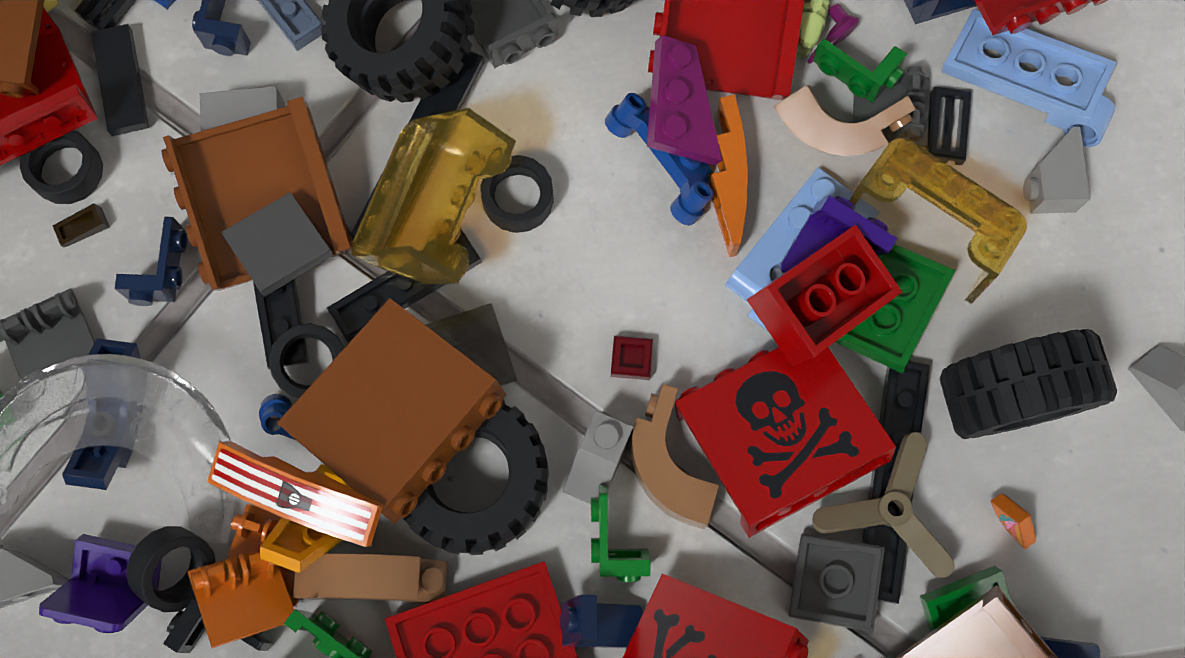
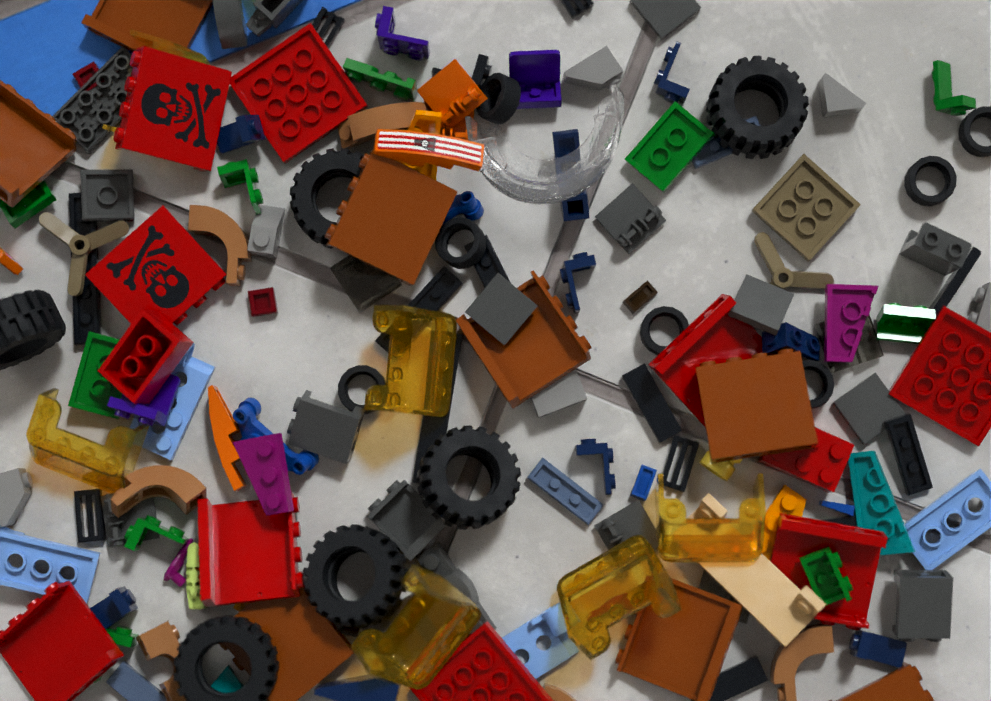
camera: 170 degrees right, 10 degrees up
(584, 144) = (325, 428): none -> dark grey panel

